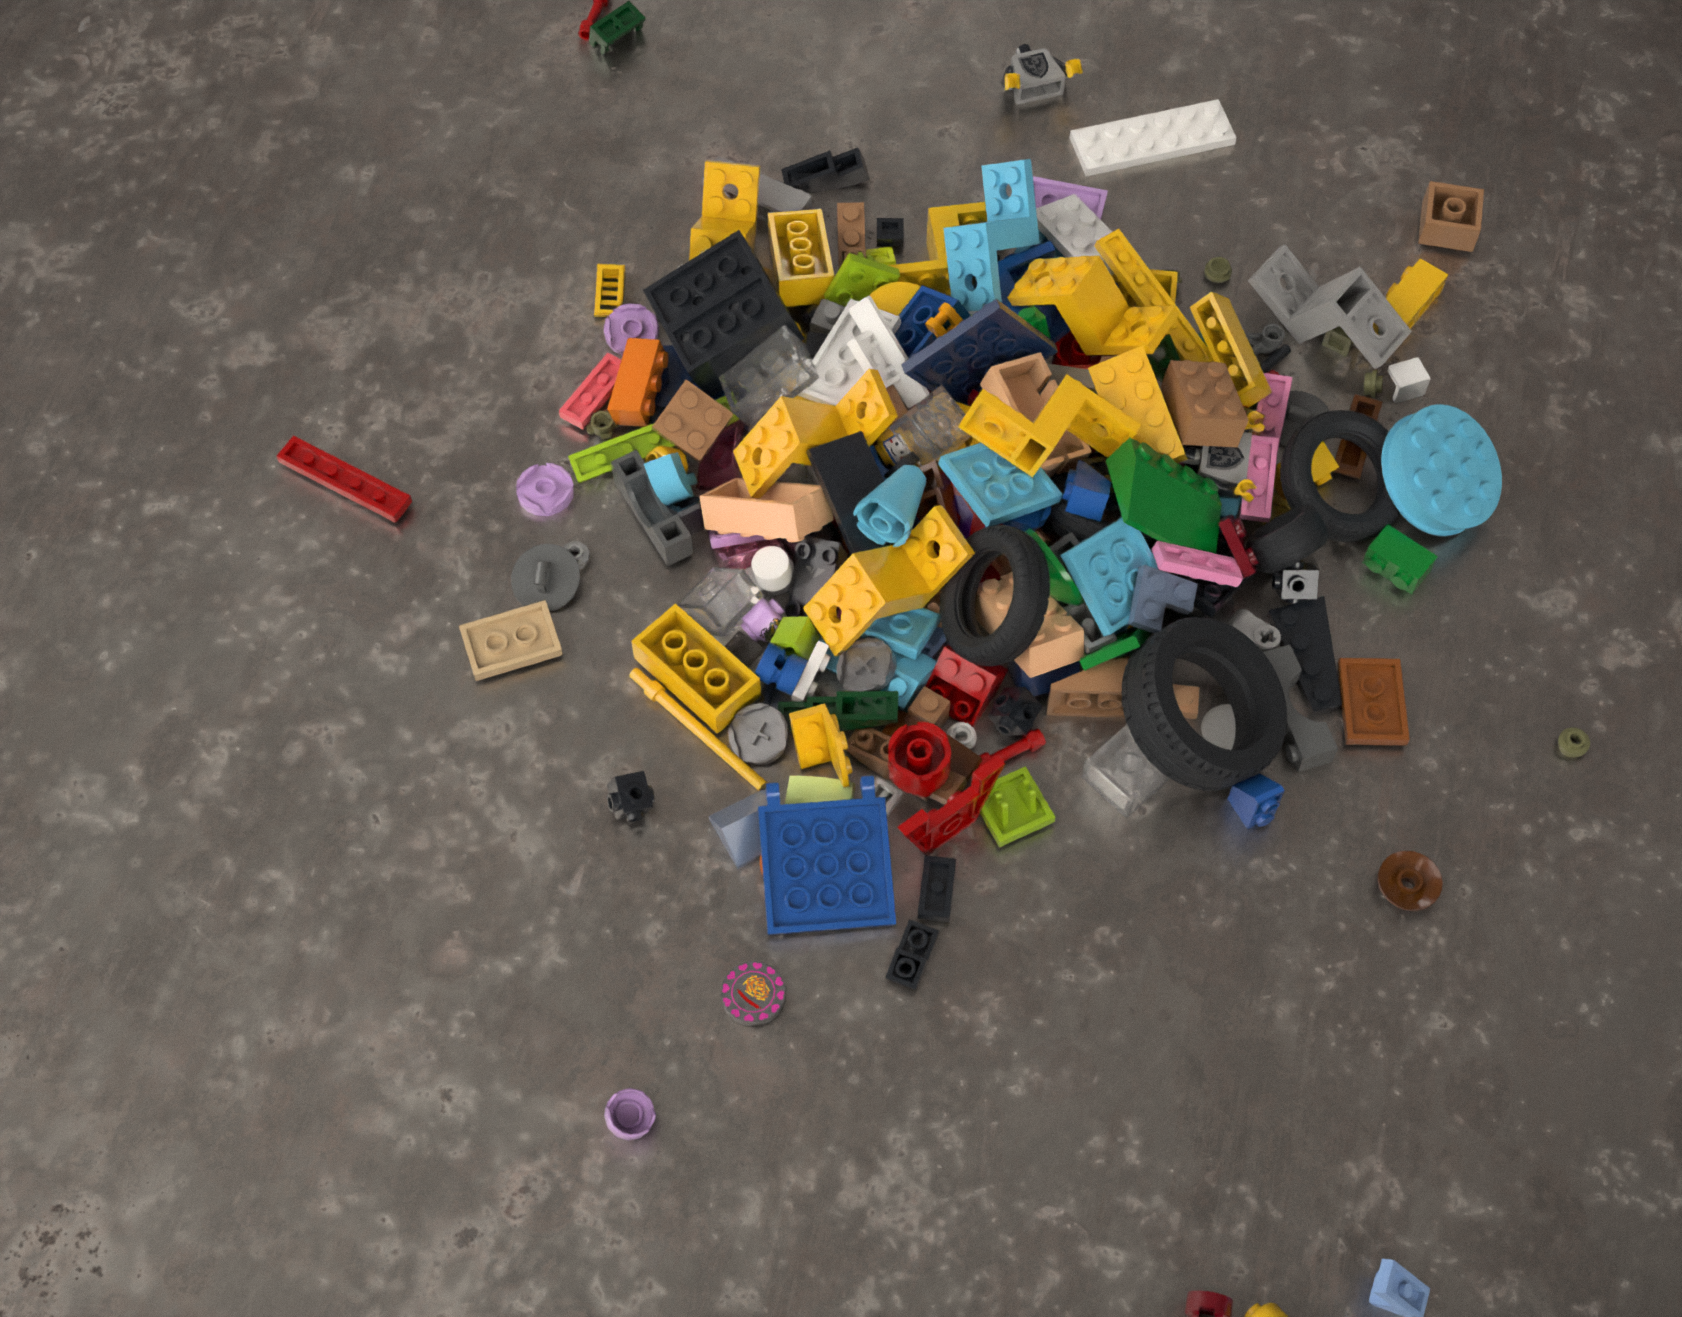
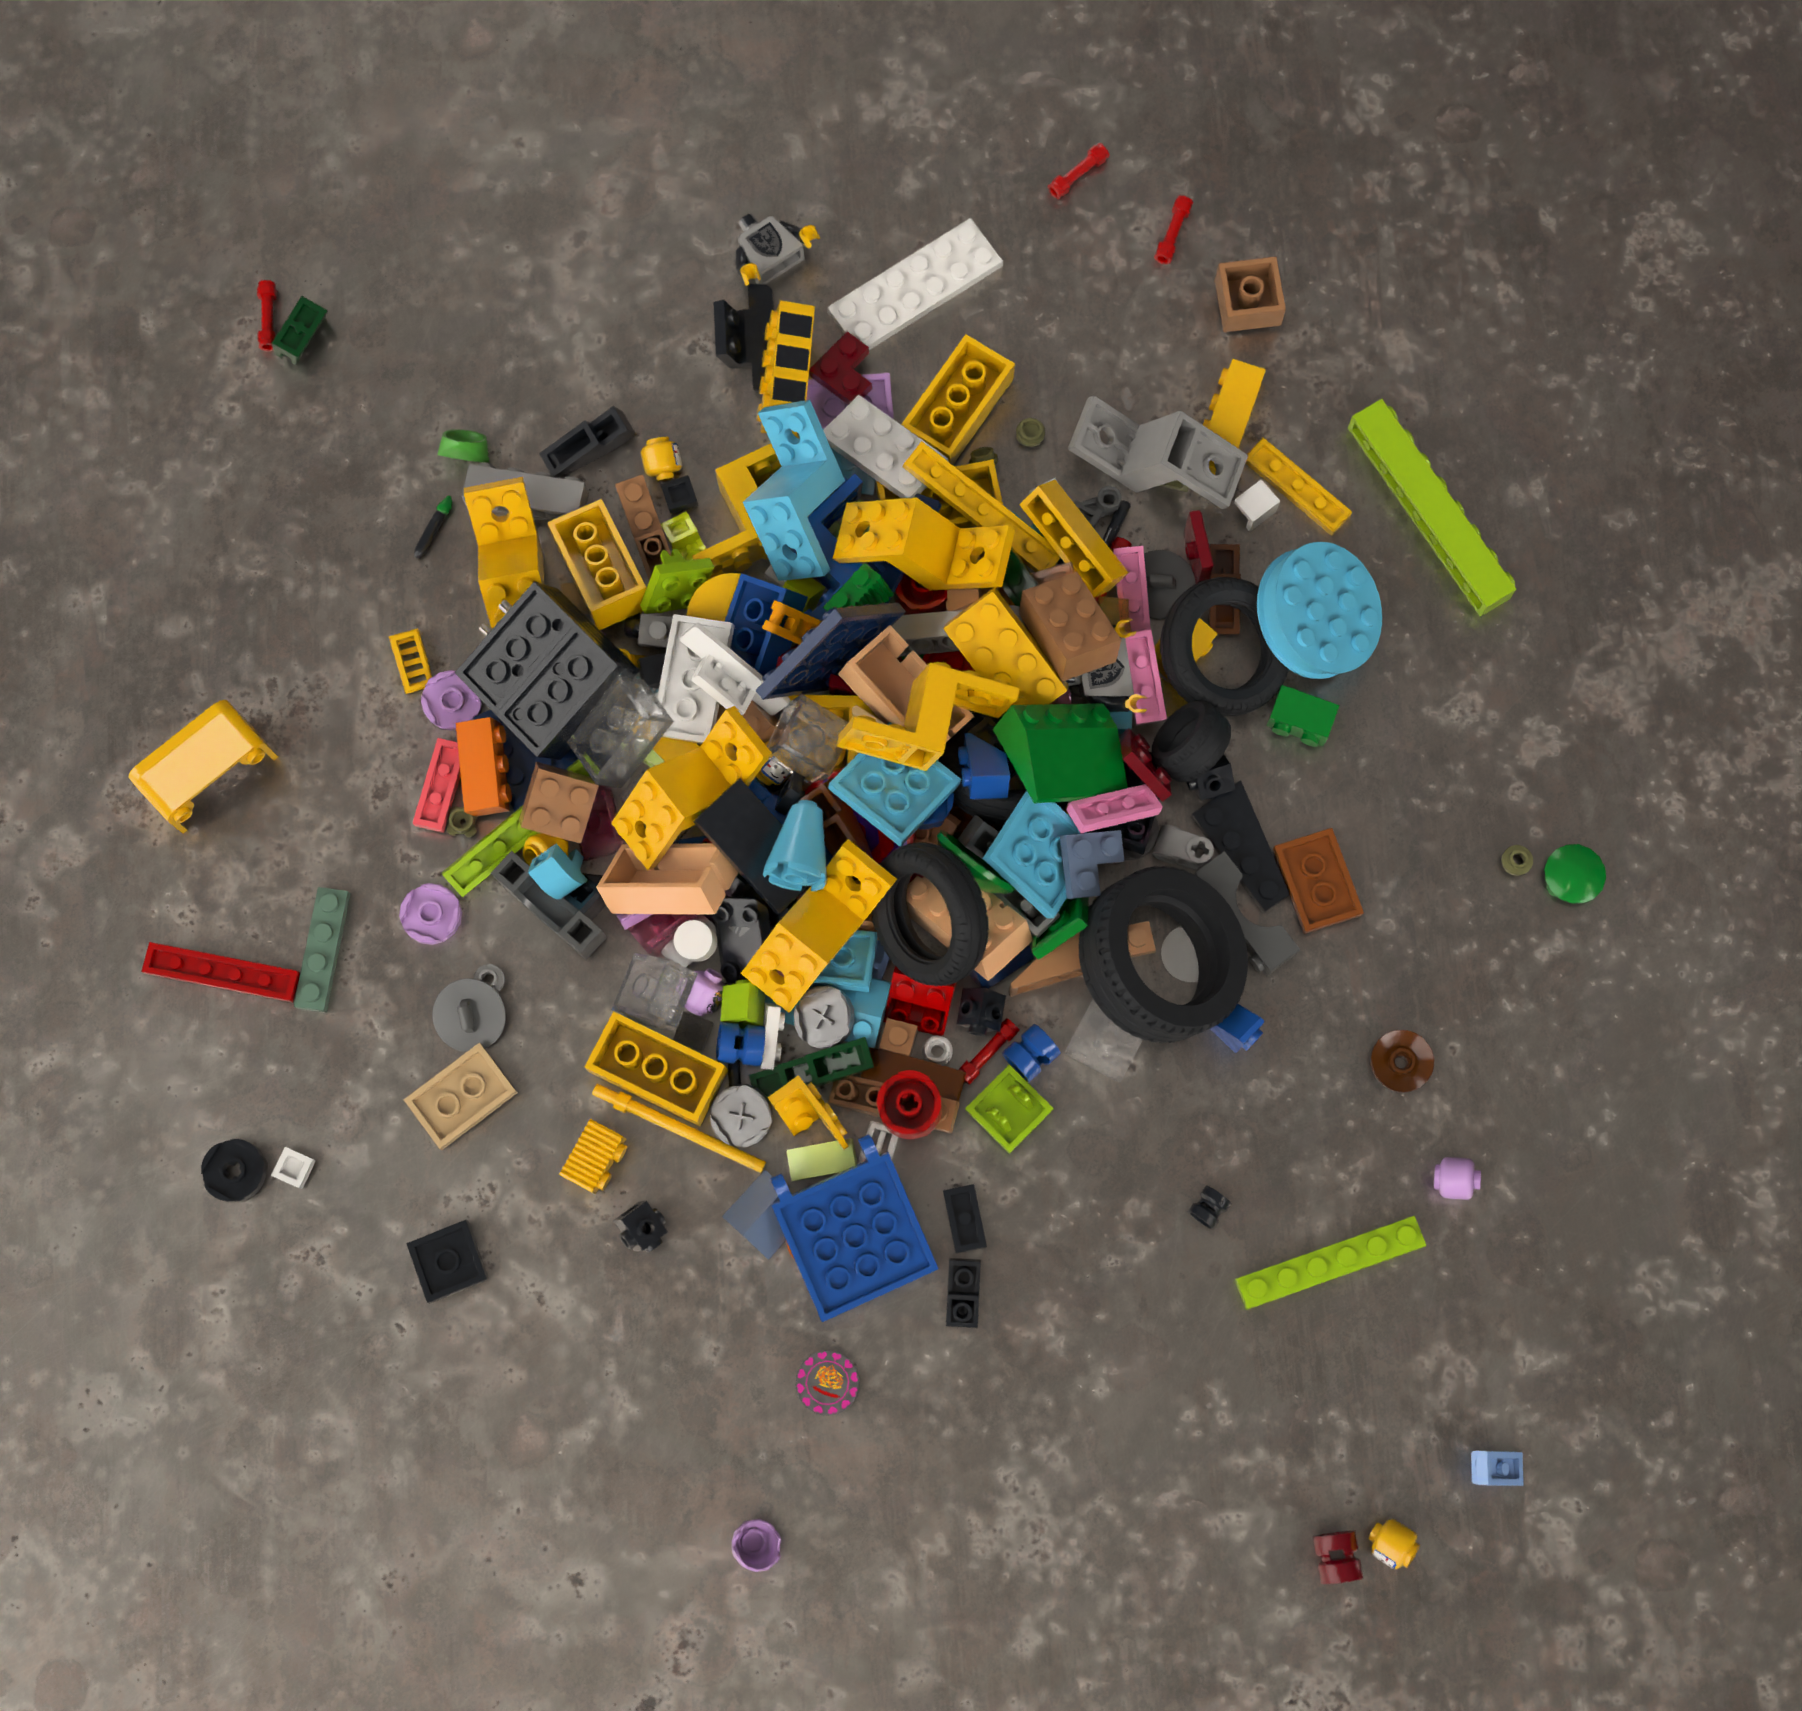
camera: 15 degrees left, 15 degrees up
(289, 654) = (241, 1187): none -> black plate
(338, 652) = (293, 1168): none -> white plate
(395, 294) = (197, 759): none -> yellow windscreen
(438, 489) = (322, 949): none -> sand green plate
(442, 773) = (447, 1261): none -> black plate
(610, 726) = (593, 1157): none -> yellow brick
(682, 189) = (433, 526): none -> black piece
(718, 146) = (464, 445): none -> bright green piece
(884, 199) = (661, 458): none -> yellow head
(937, 827) = (961, 1139): red wing -> none
(992, 134) = (742, 332): none -> black plate
(1026, 138) = (786, 355): none -> brick
(1053, 761) = (1031, 1052): none -> blue wheel
(1064, 174) = (837, 366): none -> dark red plate
(1168, 220) = (960, 397): none -> yellow brick
(1178, 952) = (1209, 1207): none -> black wheel
(1284, 1043) = (1330, 1262): none -> lime plate
(1306, 96) = (1095, 156): none -> red bar
(1342, 391) = (1197, 547): none -> dark red plate
(1373, 384) = (1223, 520): olive plate -> none
(1386, 166) = (1166, 248): none -> red bar
(1434, 1003) = (1456, 1178): none -> lavender head
(1450, 377) = (1297, 486): none -> yellow tile
(1573, 429) = (1432, 507): none -> lime brick
(1628, 771) = (1575, 874): none -> green dish

